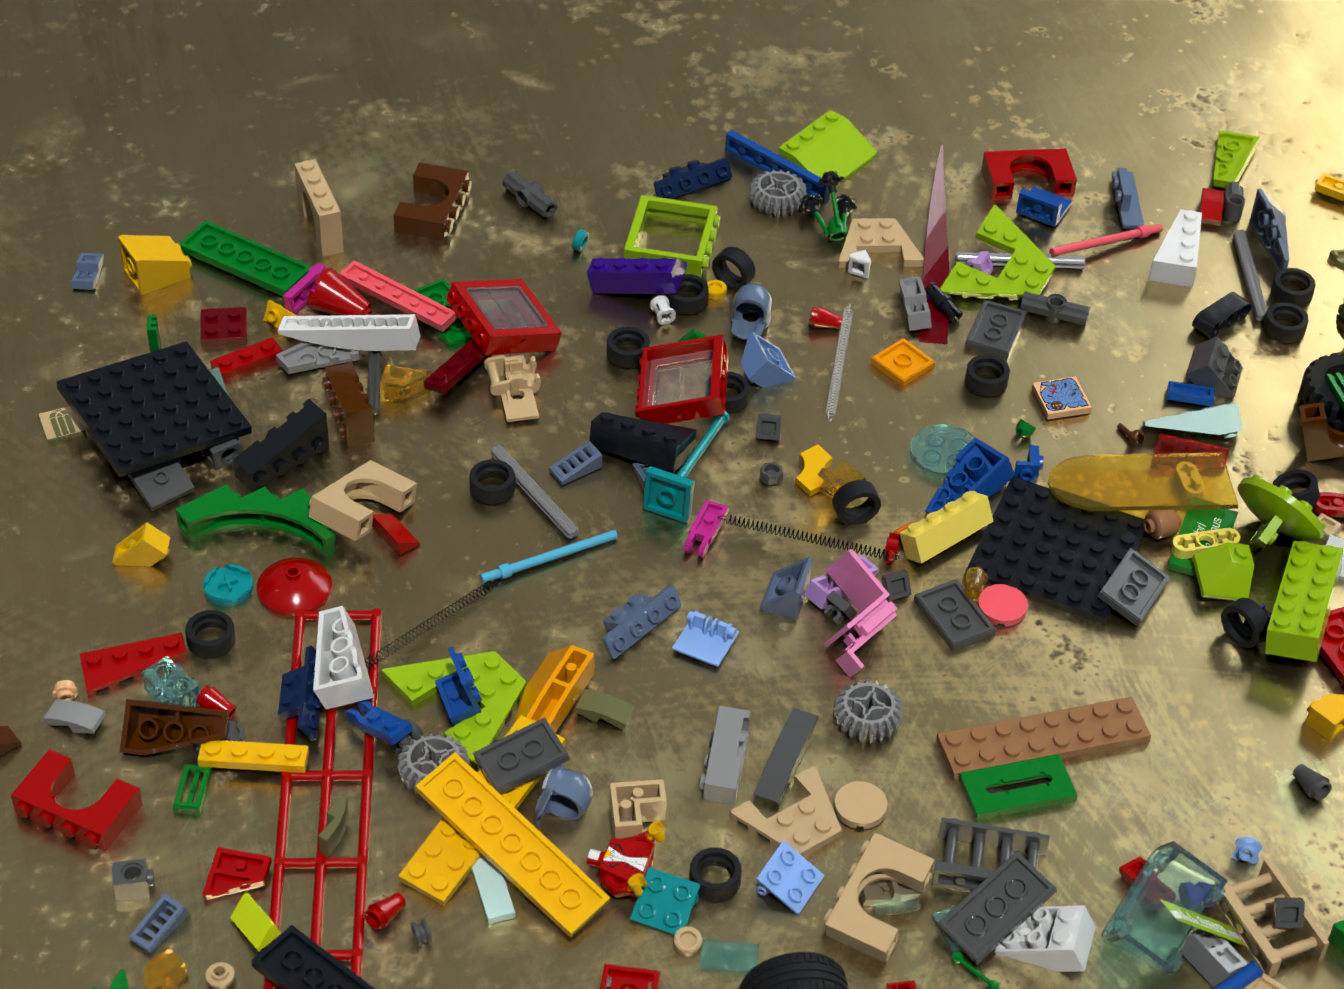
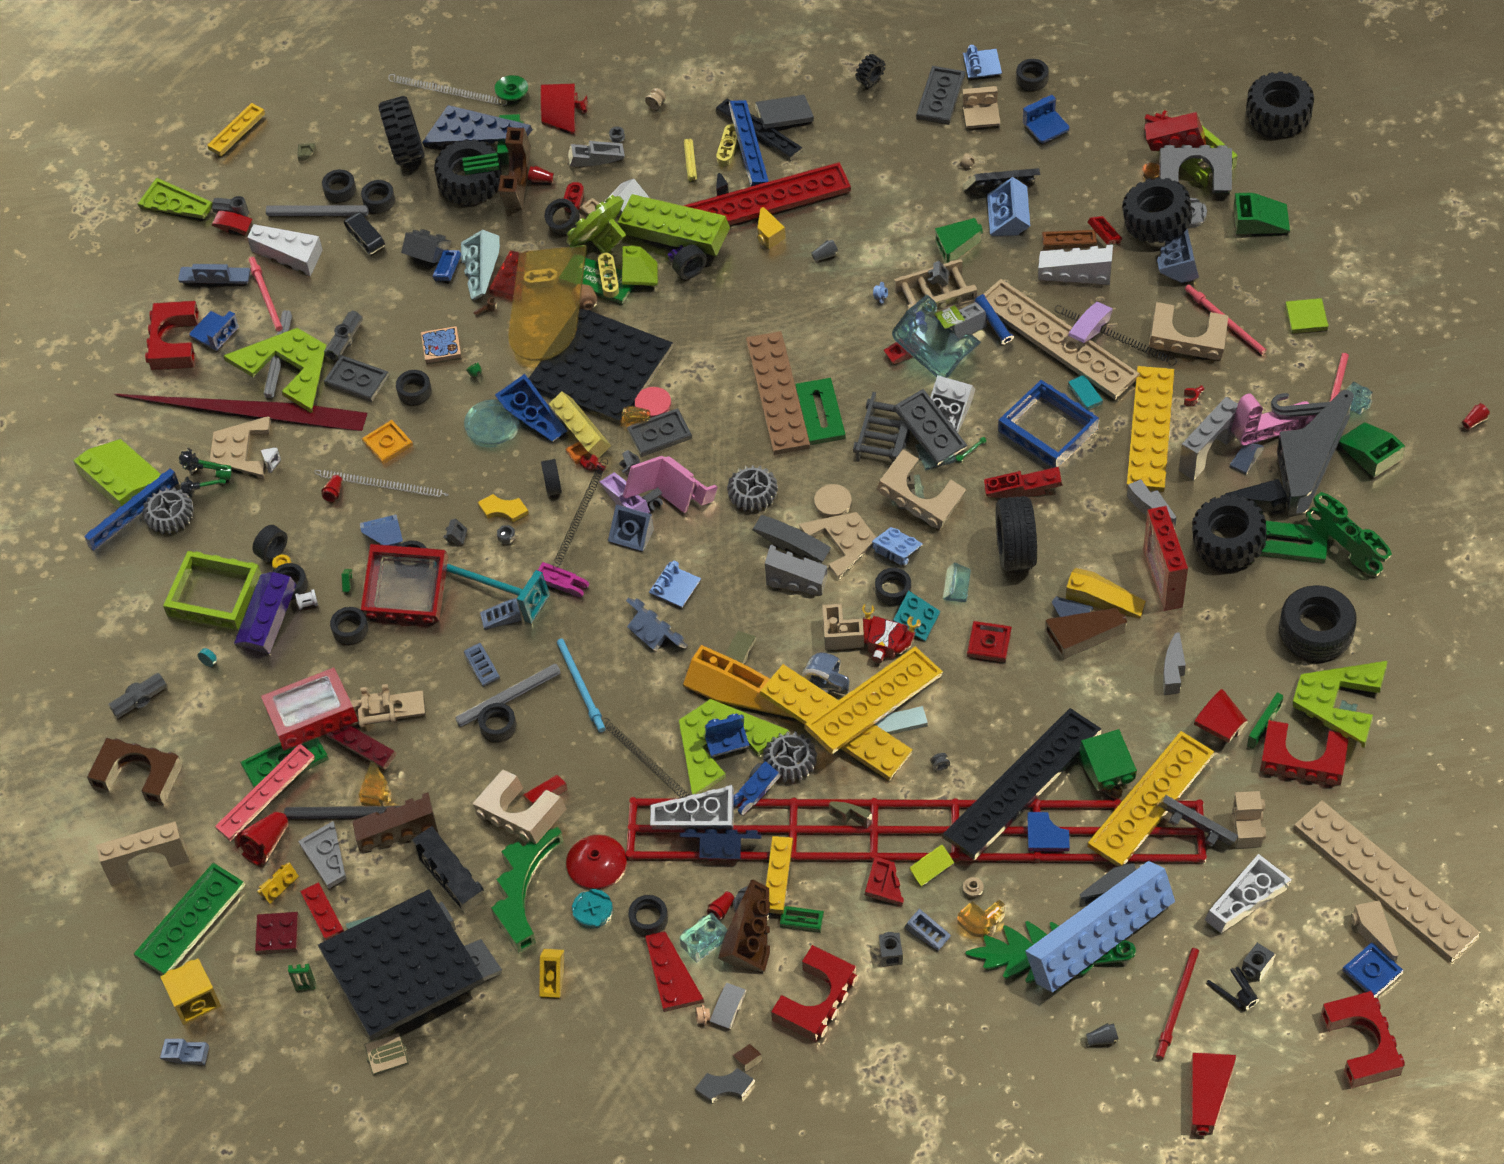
camera: 80 degrees left, 10 degrees up
(297, 296) = (239, 866): dark pink hinge -> none
(355, 331) = (316, 819): white slope -> none
(384, 911) = (920, 785): red cone -> none
(521, 756) = (802, 687): dark grey tile -> none
(643, 440) = (468, 613): black wedge -> none
(687, 941) = (946, 606): tan tile -> none
(692, 178) = (132, 574): dark blue bracket -> none
(751, 299) = (313, 532): sand blue piece -> none
(840, 476) = (524, 487): clear yellow brick -> none
(915, 303) = (322, 426): light grey slope -> none
(943, 302) = (325, 407): black pin -> none
(982, 262) = (284, 378): lavender tile -> none
(1029, 469) = (515, 367): blue bracket -> none
(1133, 587) = (645, 322): dark grey tile -> none
(1270, 227) = (269, 187): sand blue wedge -> none

